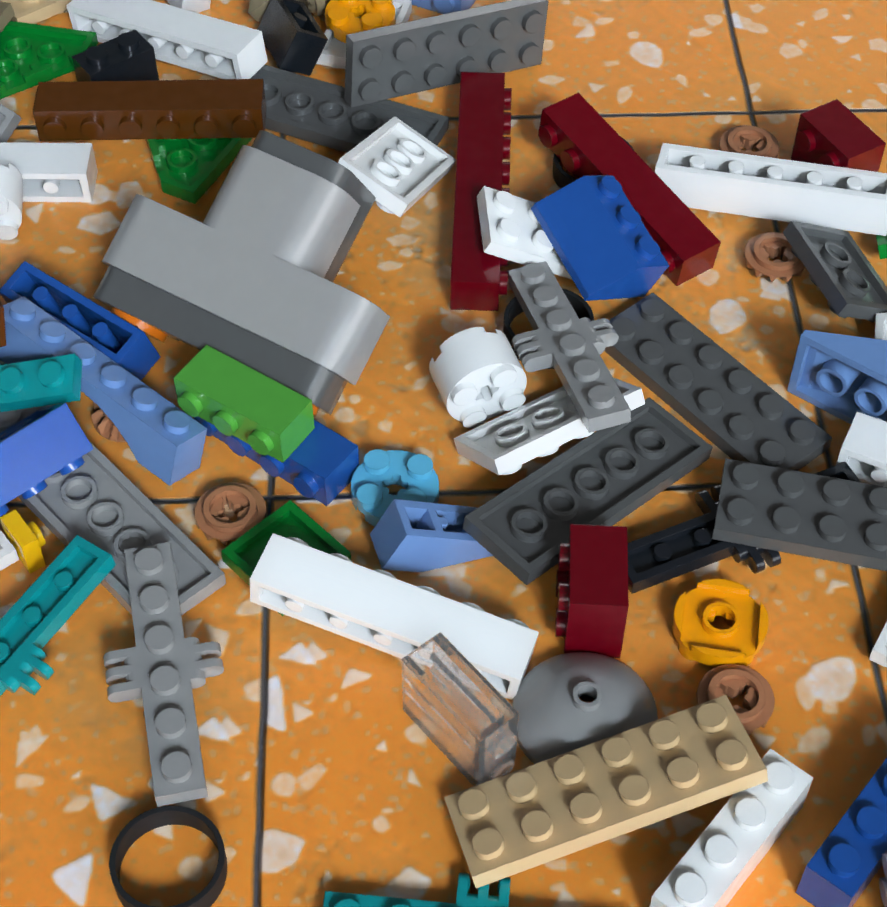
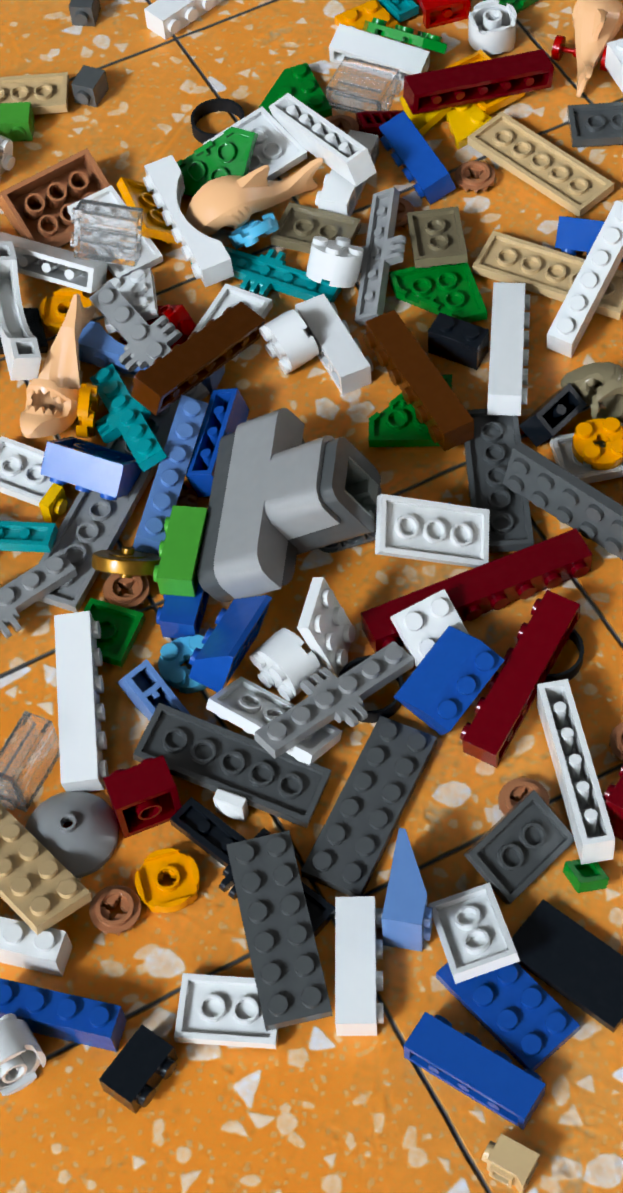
camera: 70 degrees right, 5 degrees up
(204, 481) = (125, 562): none -> pearl gold wheel
(417, 408) = (228, 642): none -> blue slope
(458, 299) = (326, 626): none -> white plate
(645, 512) = (231, 805): none -> white tile

